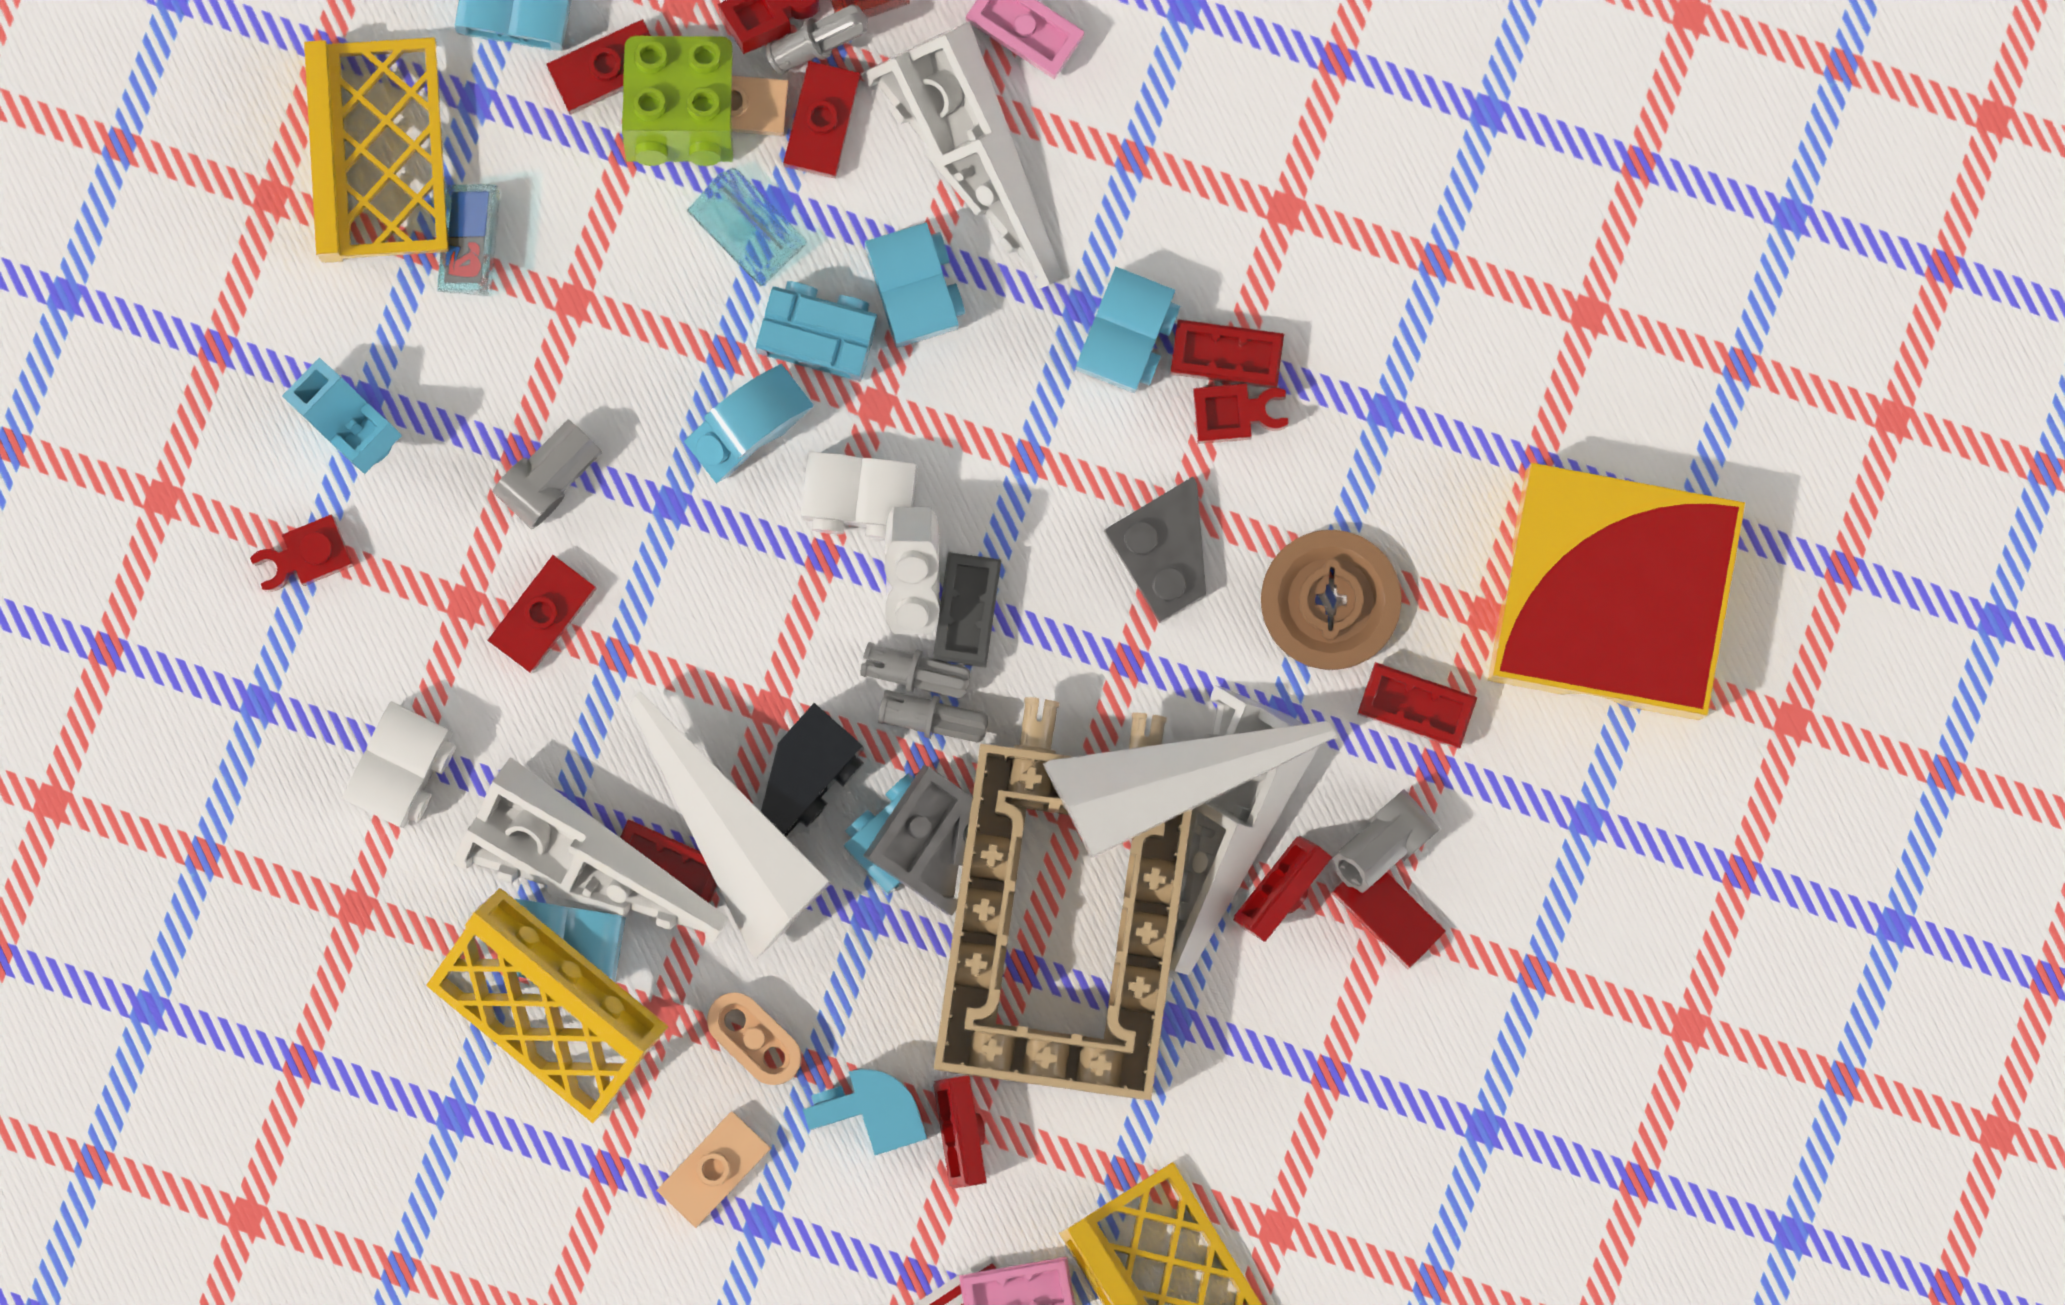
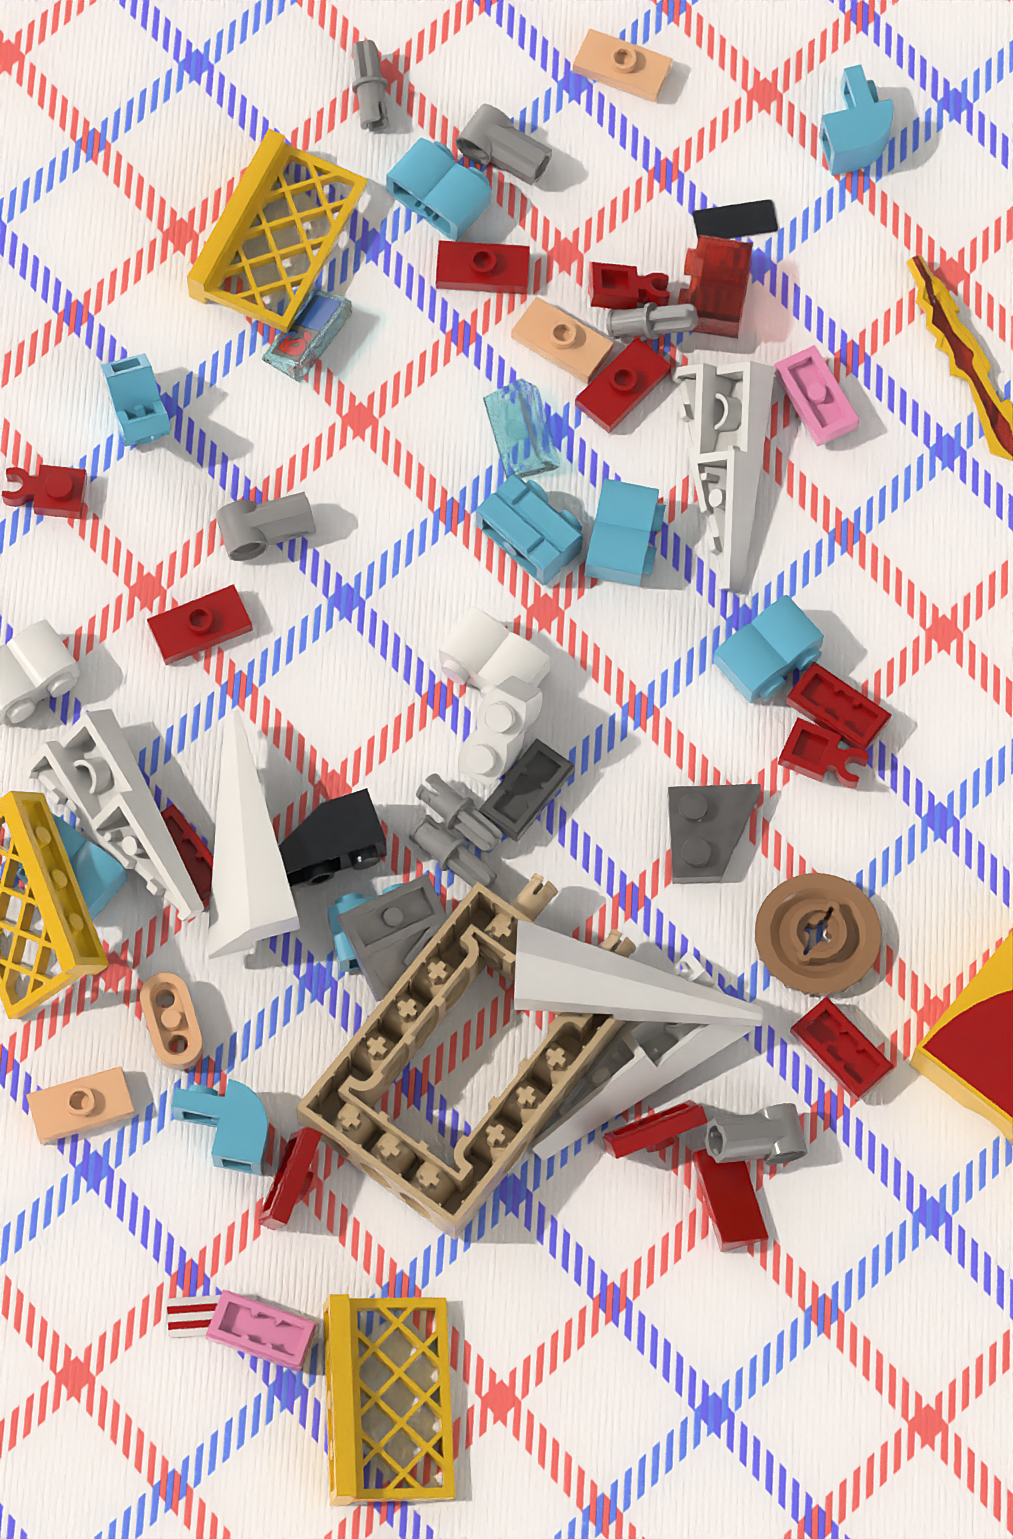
camera: 30 degrees right, 15 degrees down
(677, 100) = (520, 313): lime bracket -> none
(747, 421) = (441, 558): medium azure brick -> none

